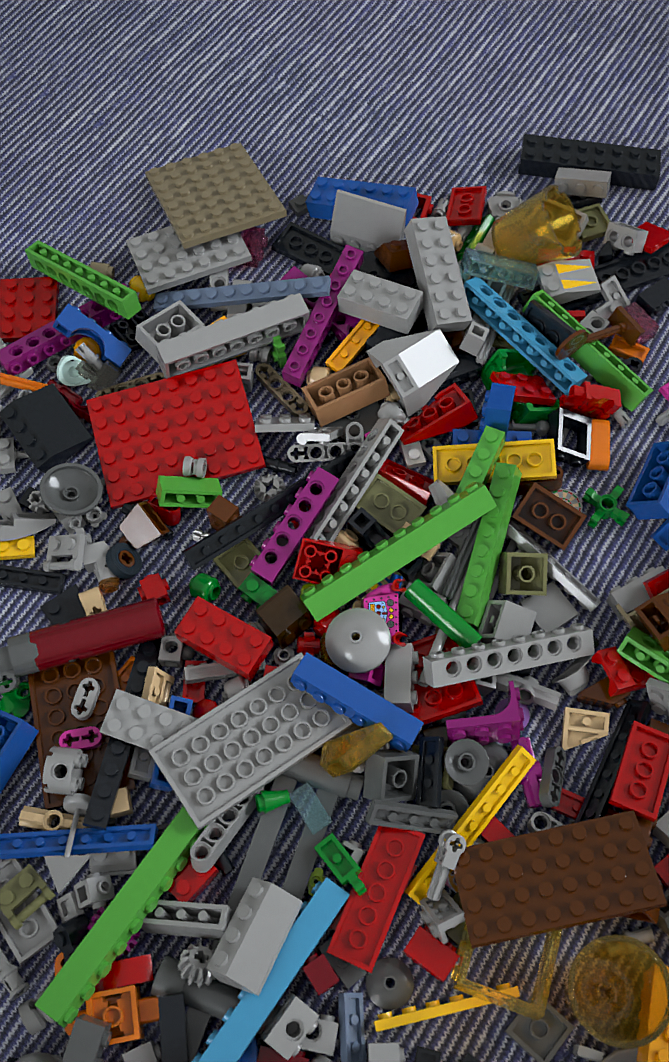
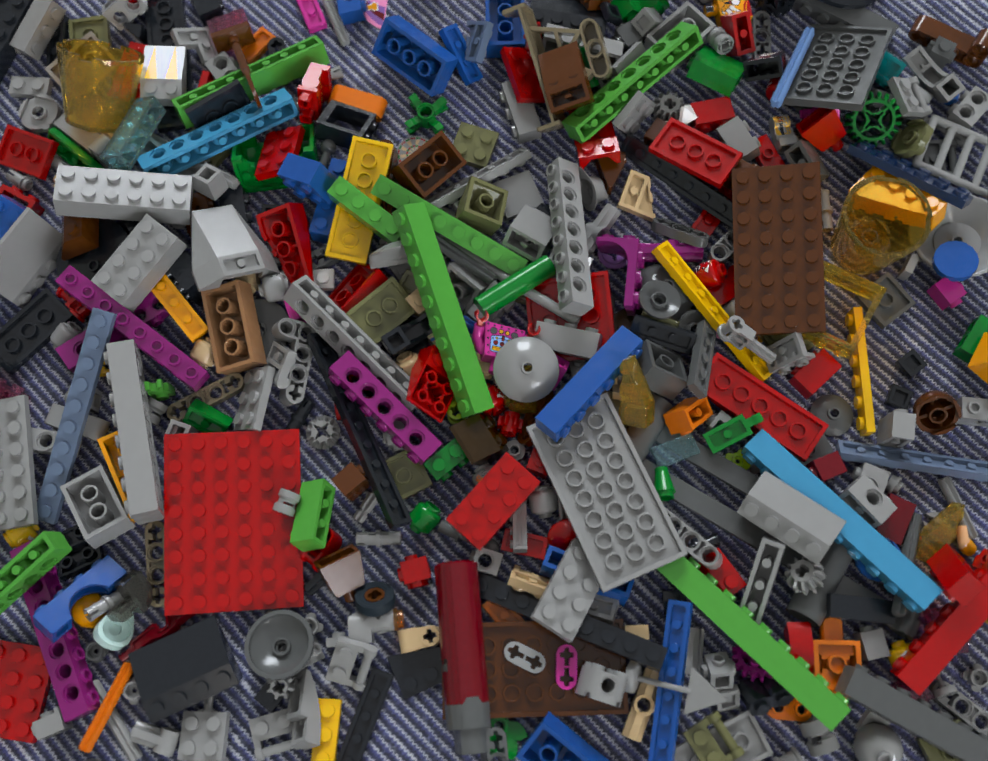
camera: 75 degrees left, 10 degrees up
(178, 547) = (378, 538): none -> light grey pin
(262, 394) = (206, 418): none -> green slope
(349, 815) = (687, 415): none -> orange brick
(514, 817) = (711, 273): none -> red head
(526, 188) = (29, 86): none -> light grey plate
(589, 558) = (475, 144): none -> olive plate

